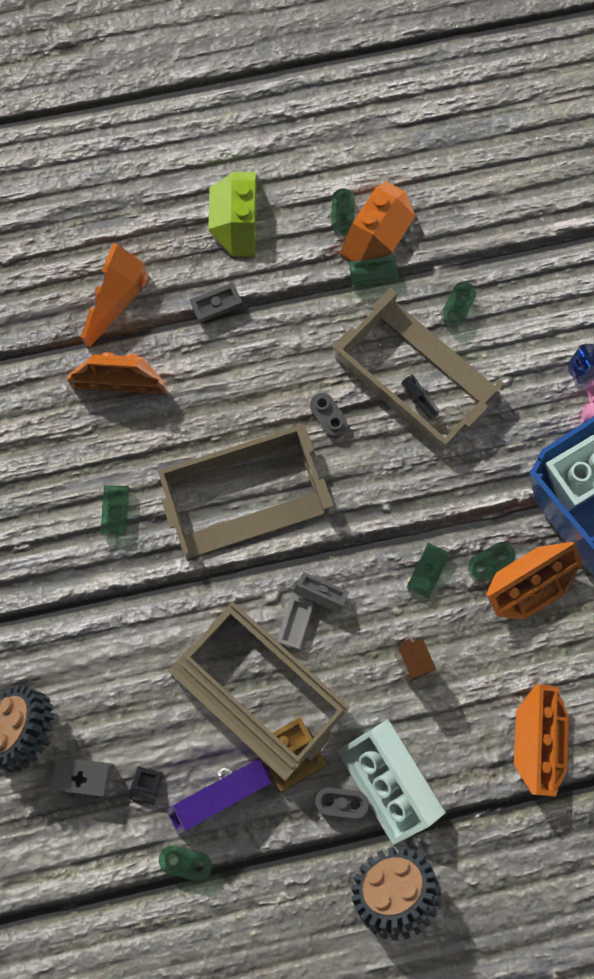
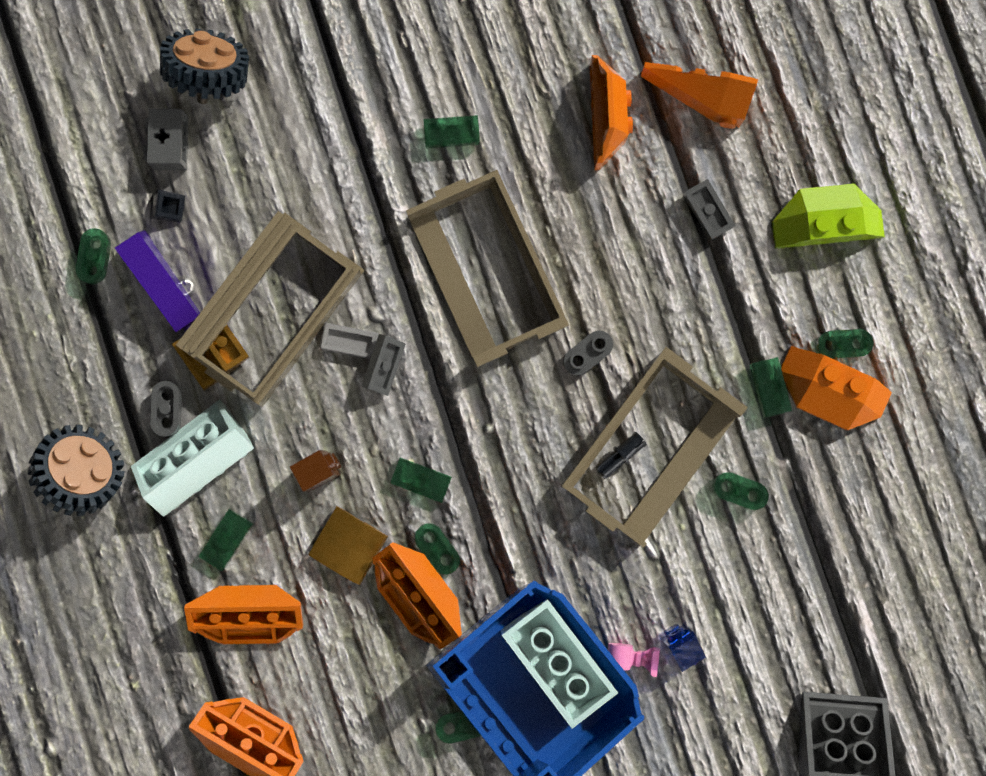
camera: 80 degrees right, 10 degrees up
(470, 756) = (226, 540): none -> clear green plate
(483, 641) = (347, 545): none -> pearl gold slope

